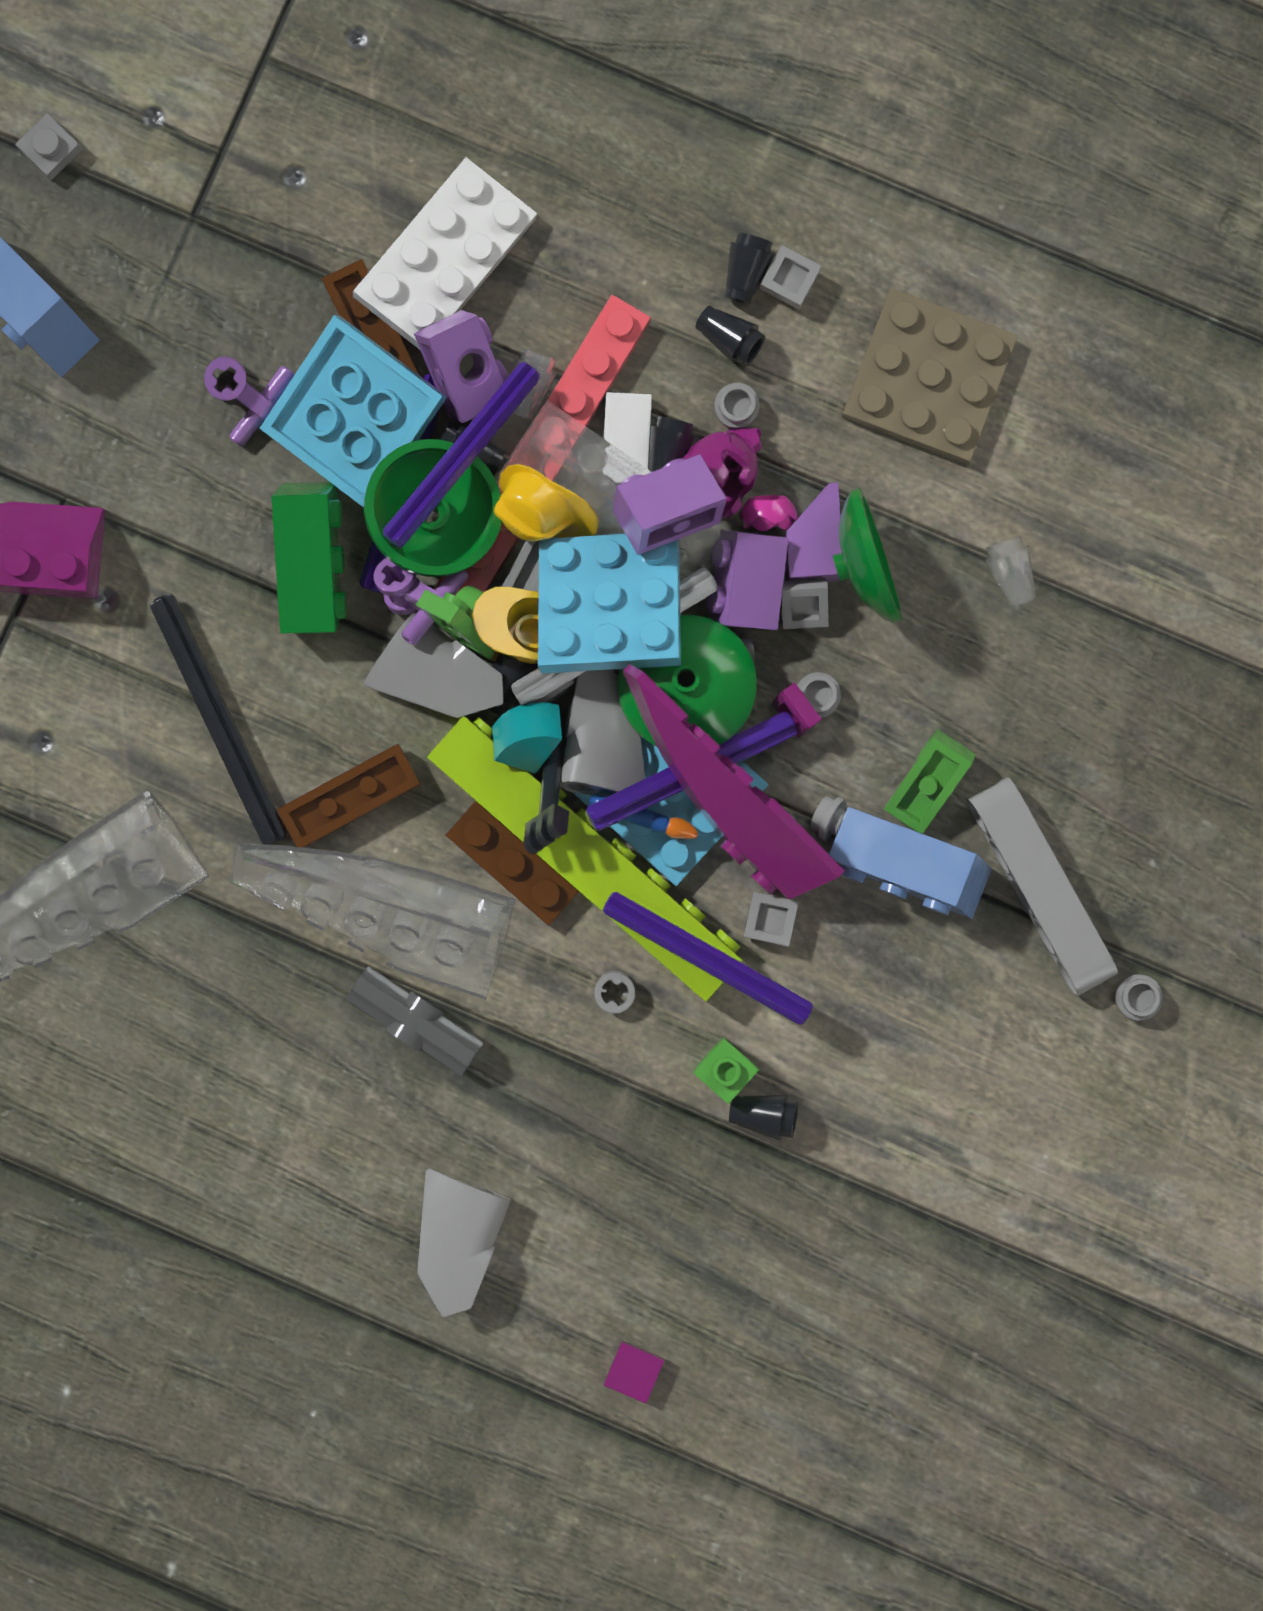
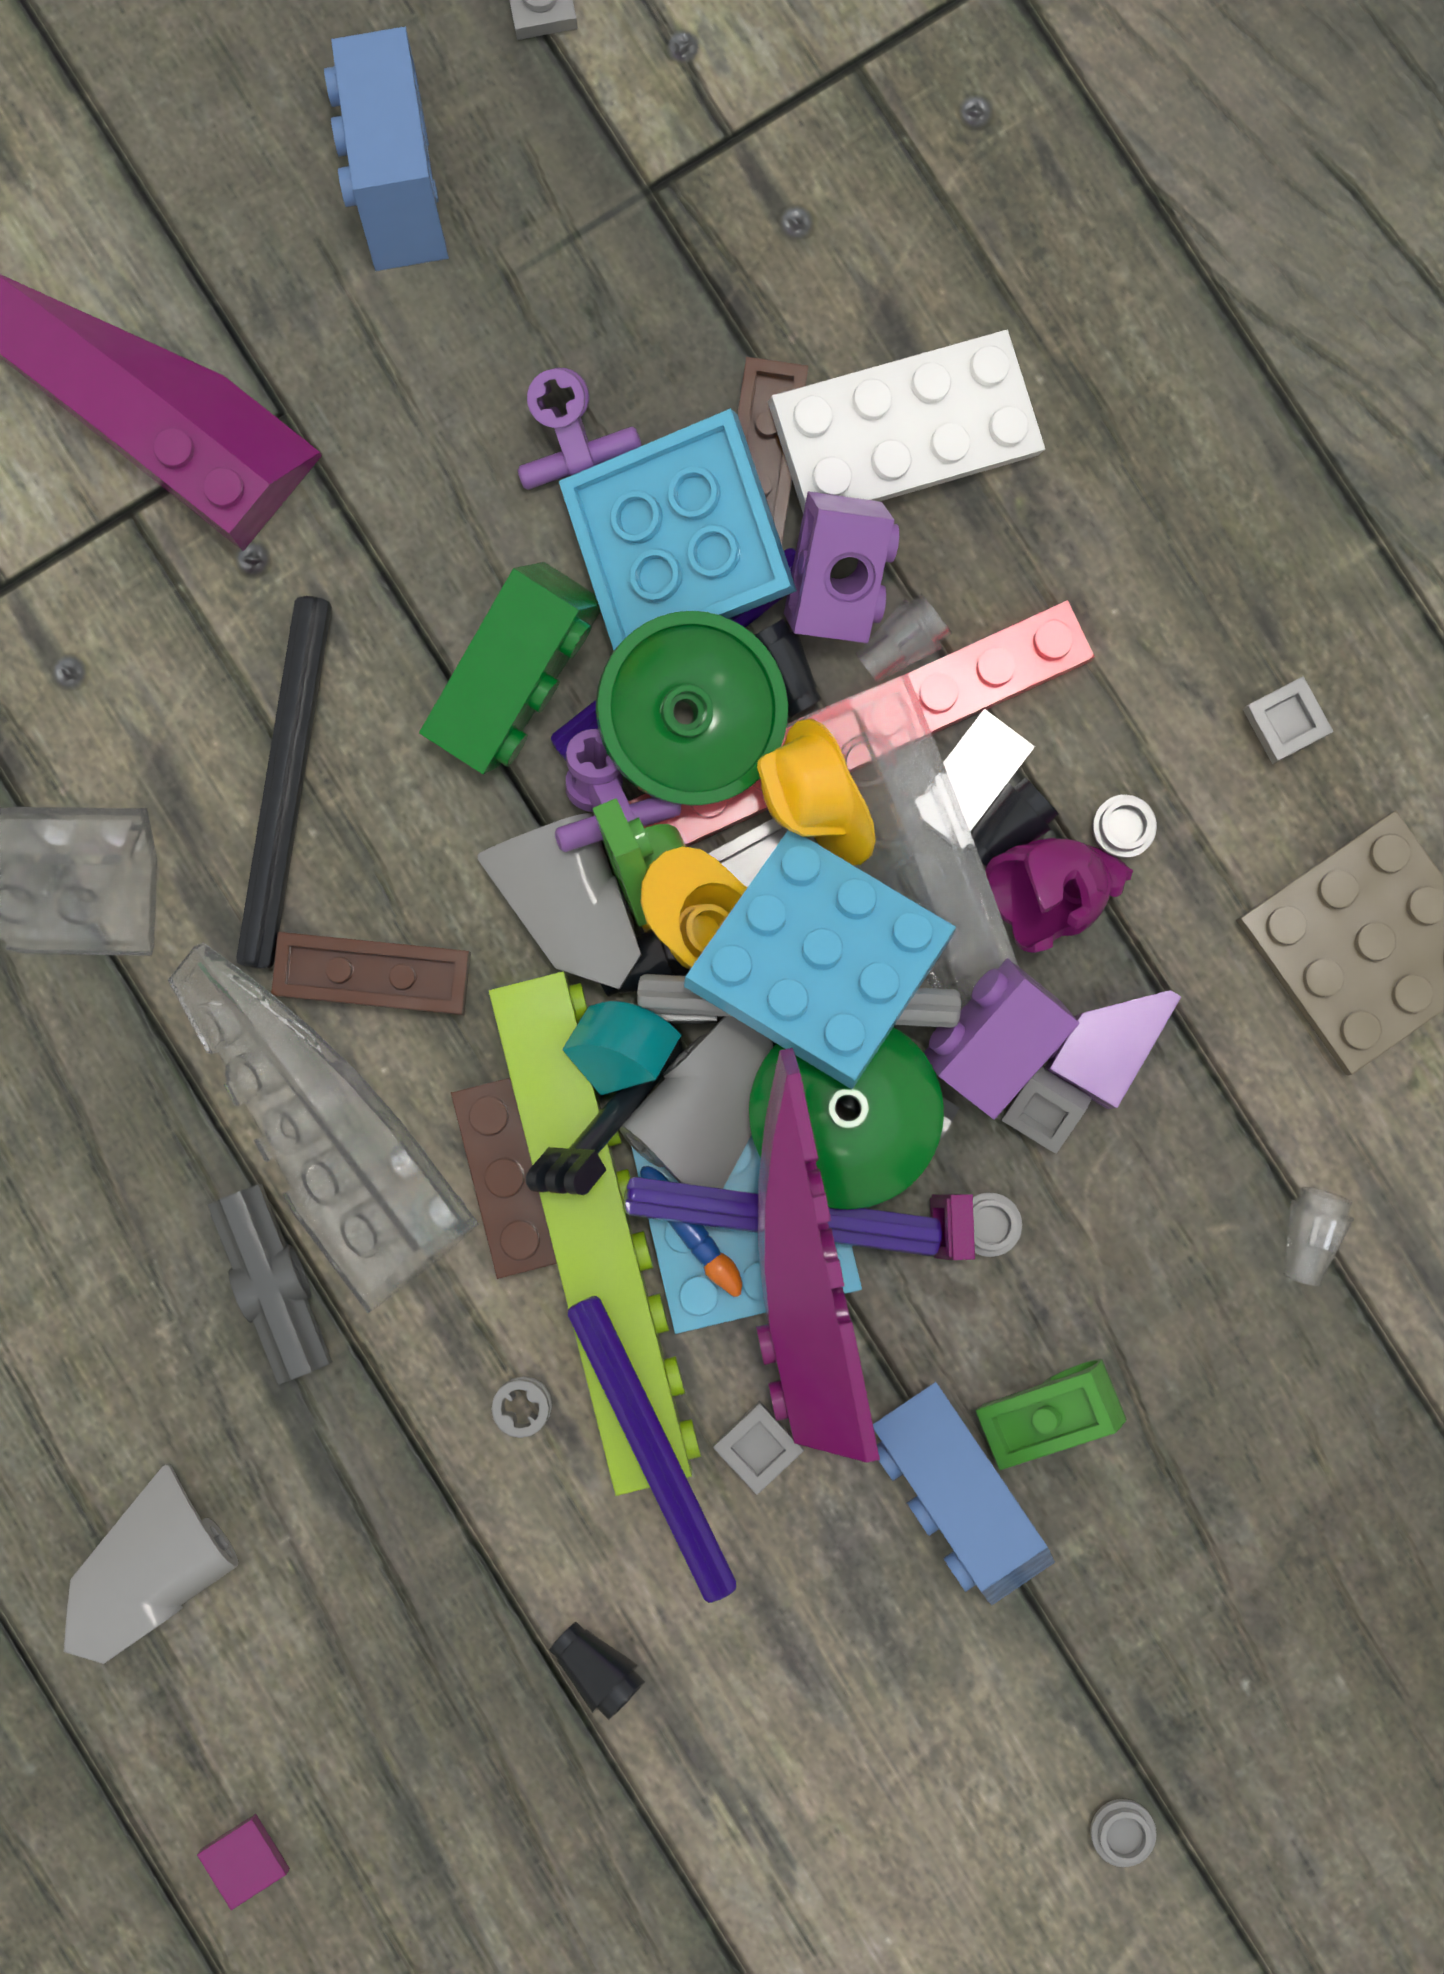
camera: 30 degrees right, 0 degrees up
(461, 454) = (765, 669): dark purple axle -> none
(668, 503) = (966, 890): medium lavender brick -> none
(725, 1070) = (585, 1588): bright green brick -> none
(731, 335) = (1173, 740): black cone -> none
(746, 266) = (1245, 673): black cone -> none
(768, 512) = (1076, 975): dark pink plate -> none
(828, 817) = (906, 1376): light grey plate -> none
(864, 558) = (1150, 1109): green dish -> none
(1042, 886) = (1098, 1627): light grey beam -> none

